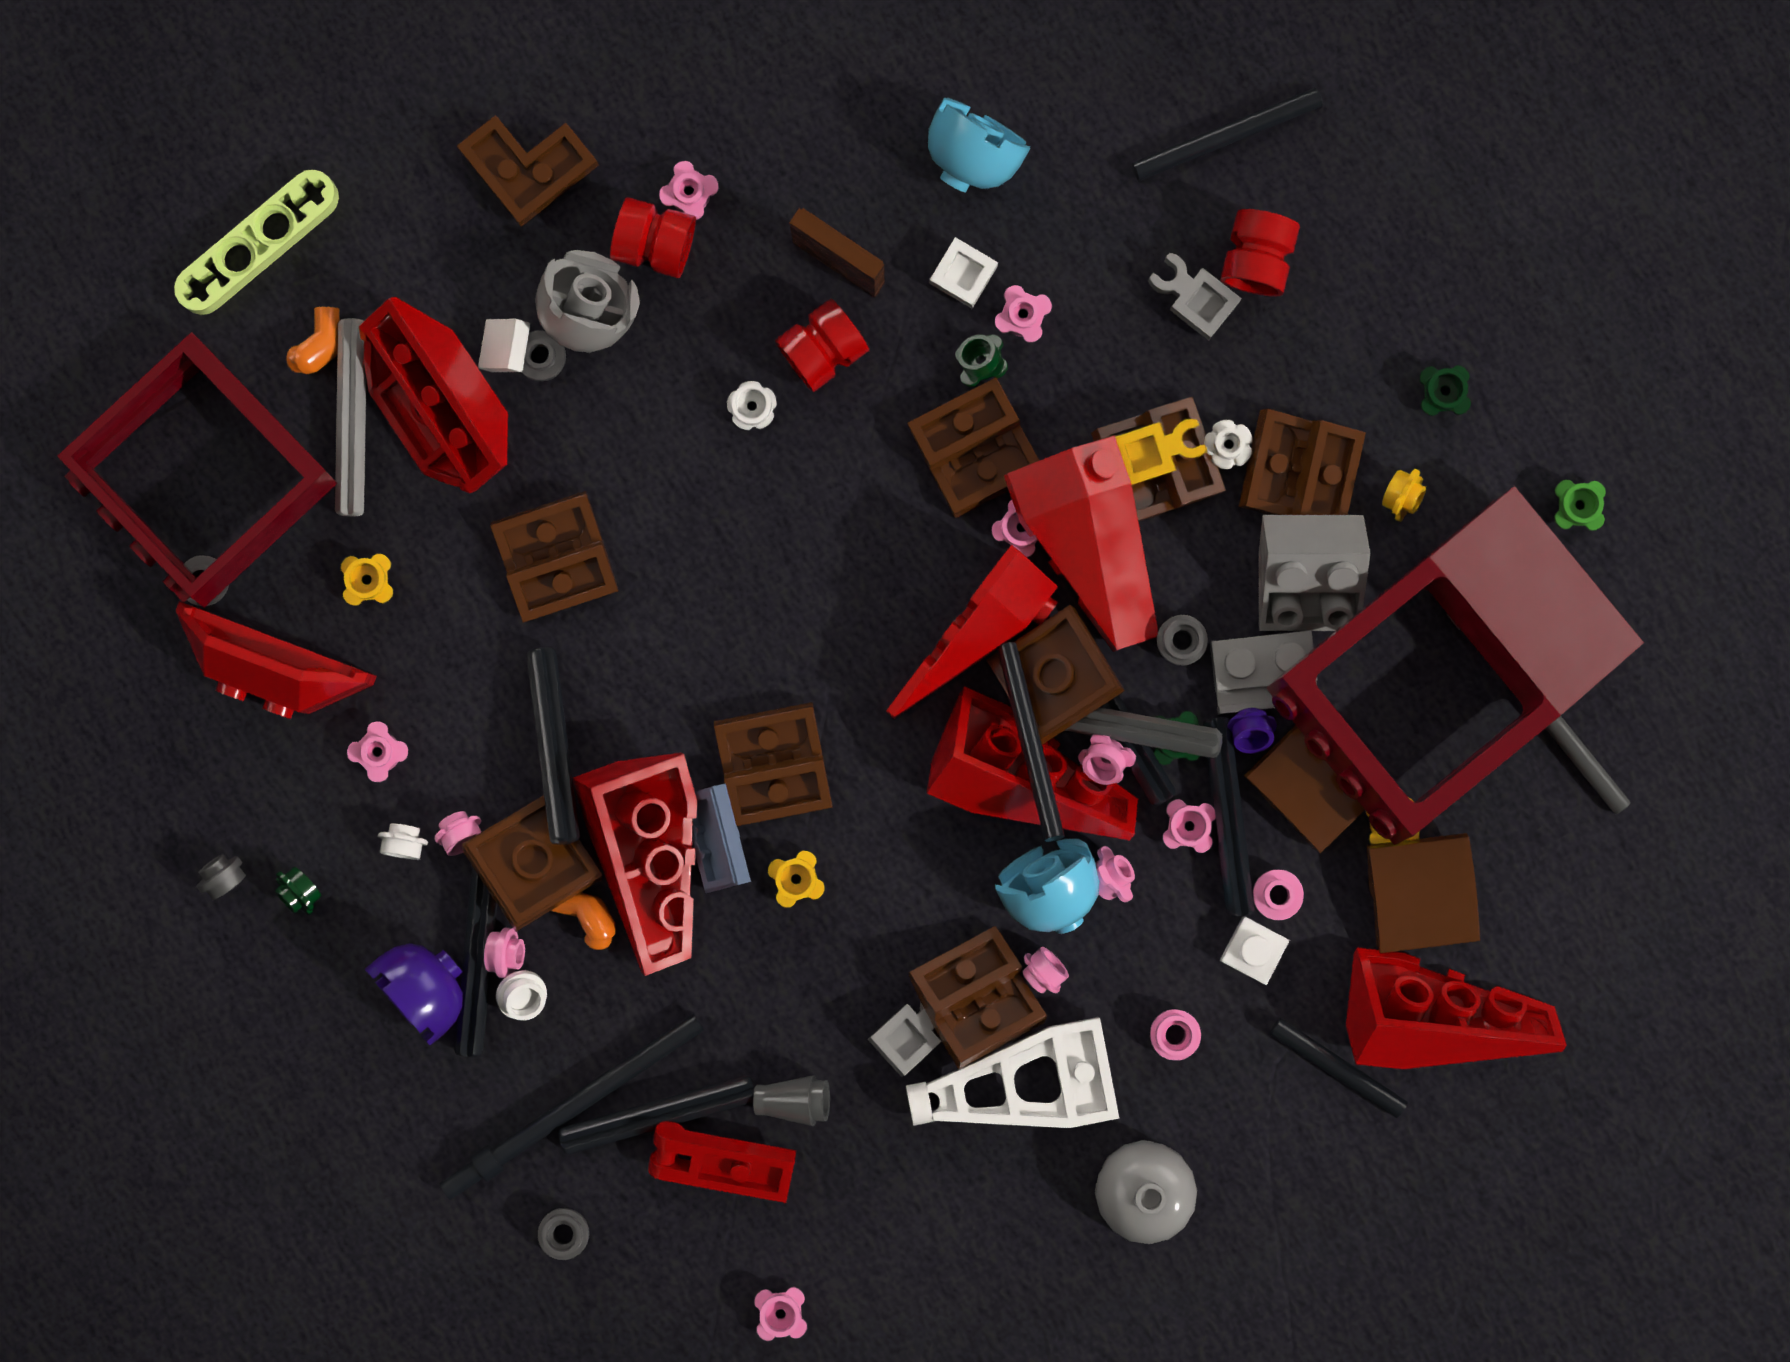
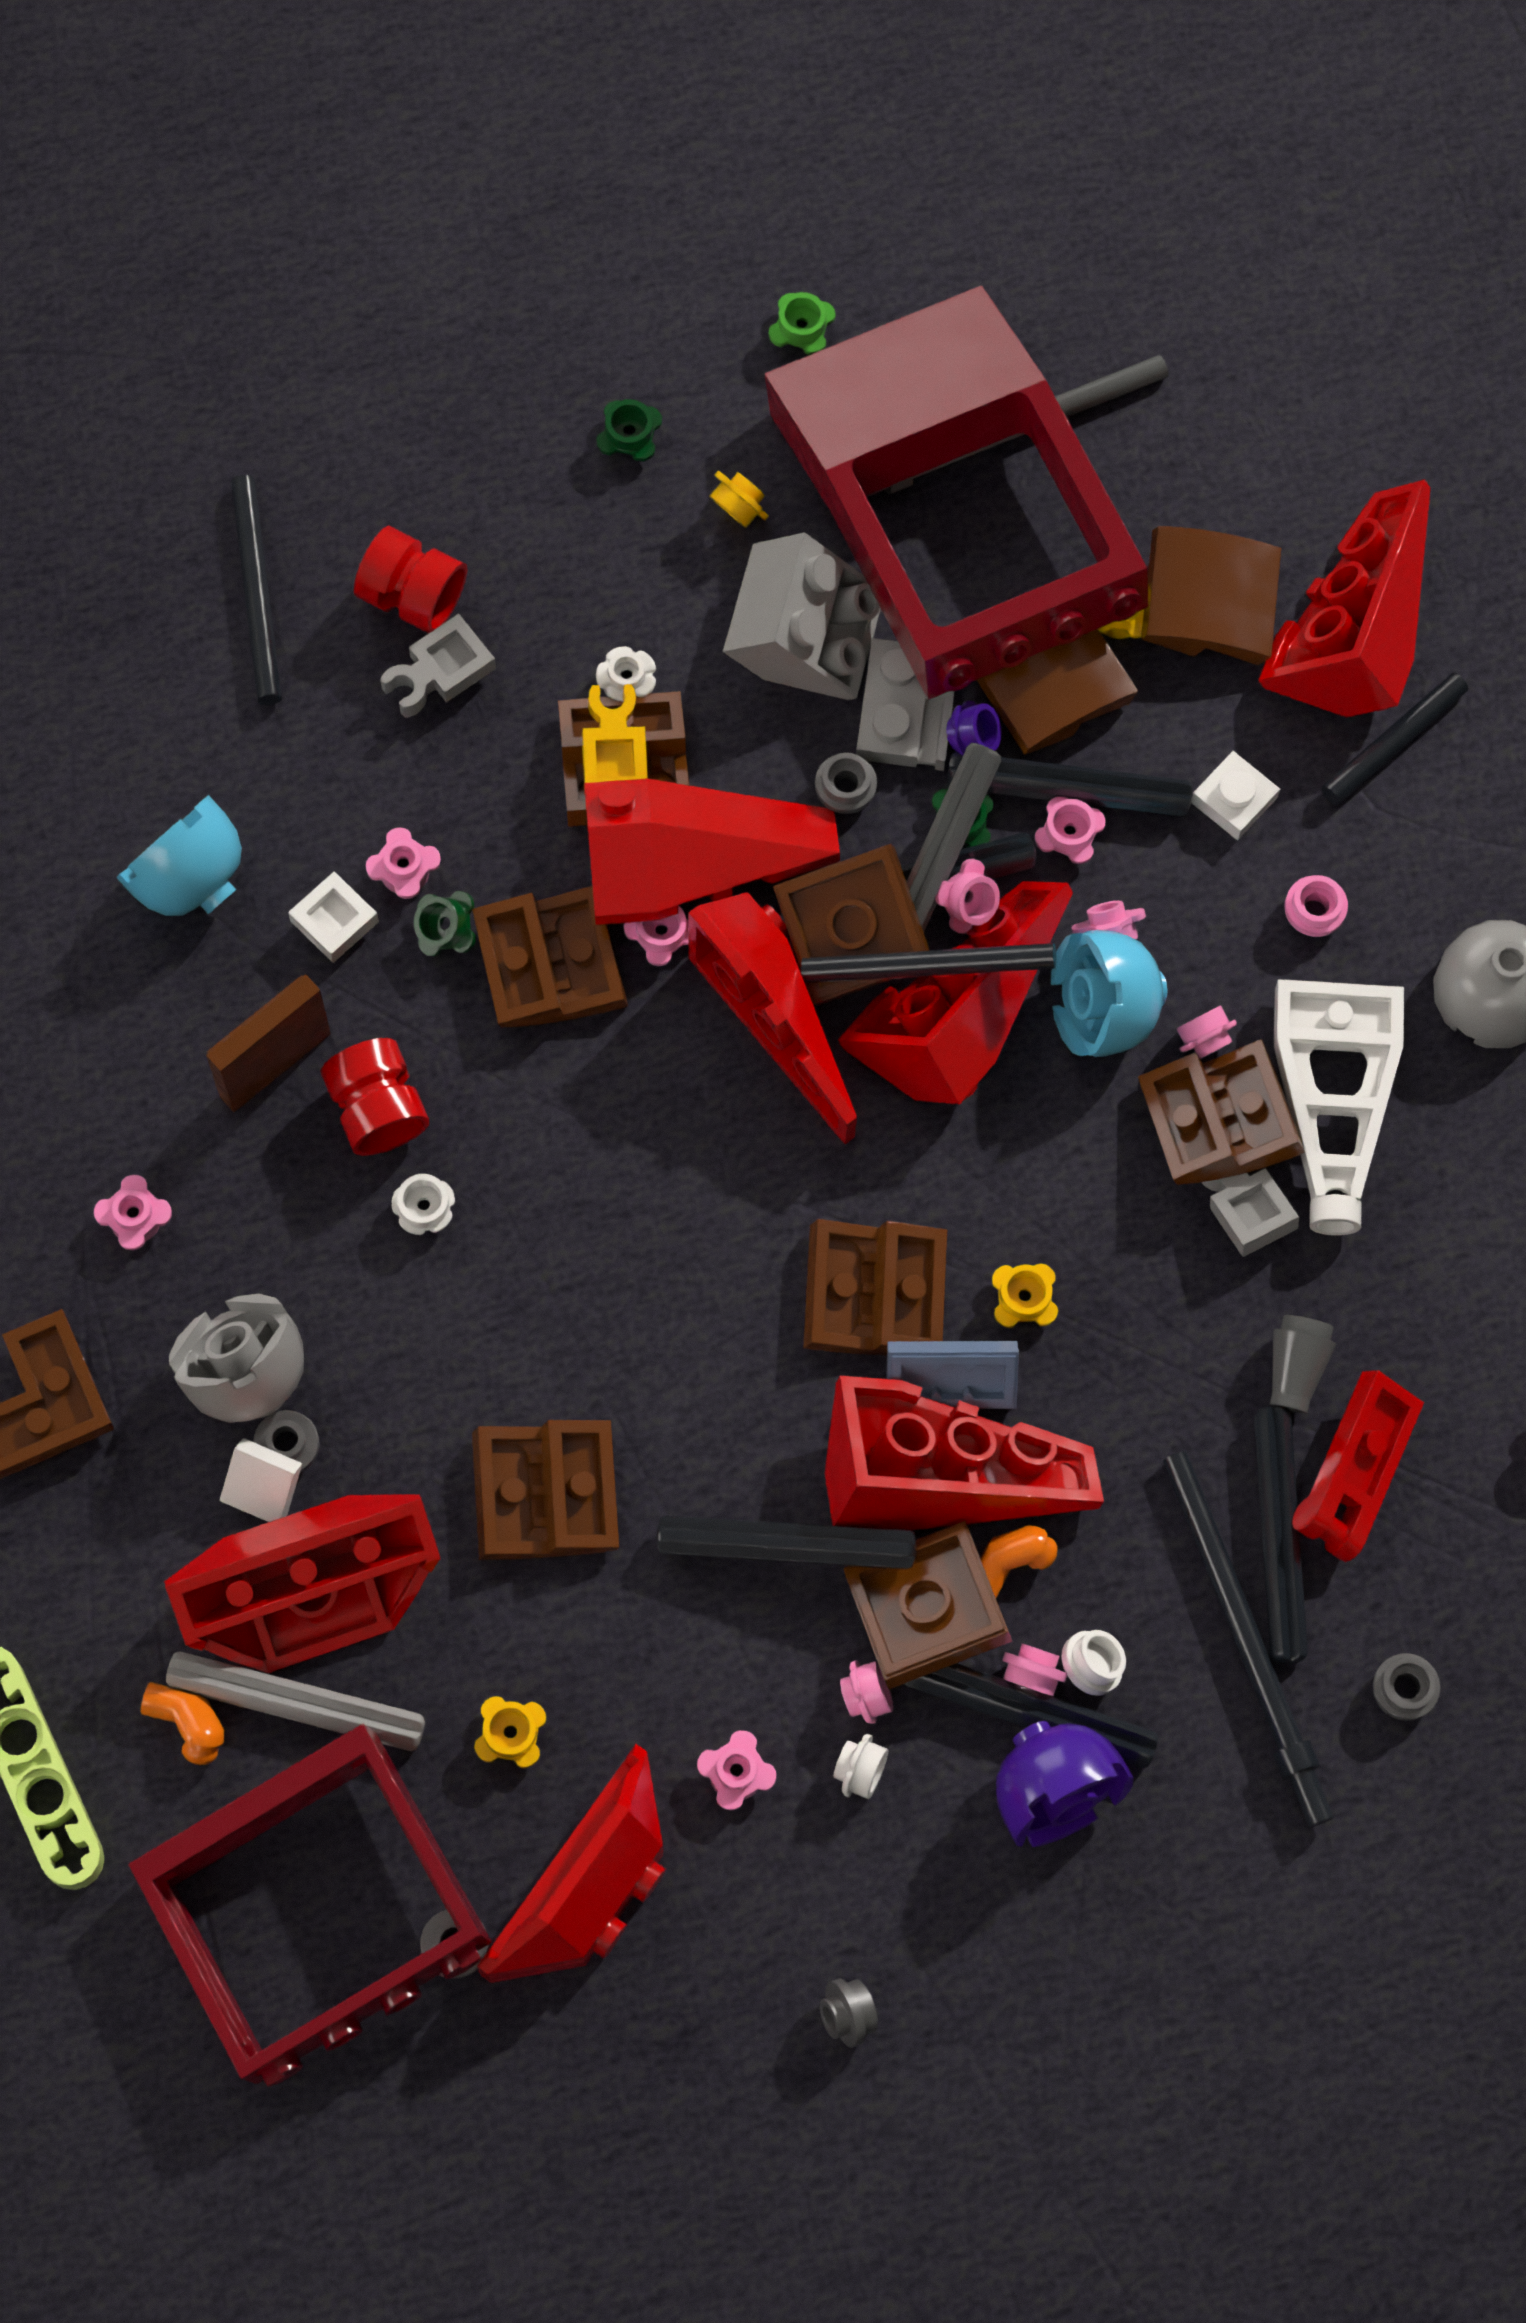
camera: 80 degrees left, 15 degrees down
(297, 891) = (891, 1915): dark green plate -> none
(652, 237) = (177, 1268): red wheel -> none
(1262, 890) = (1171, 766): bright pink plate -> none
(1301, 466) = (674, 604): reddish brown slope -> none

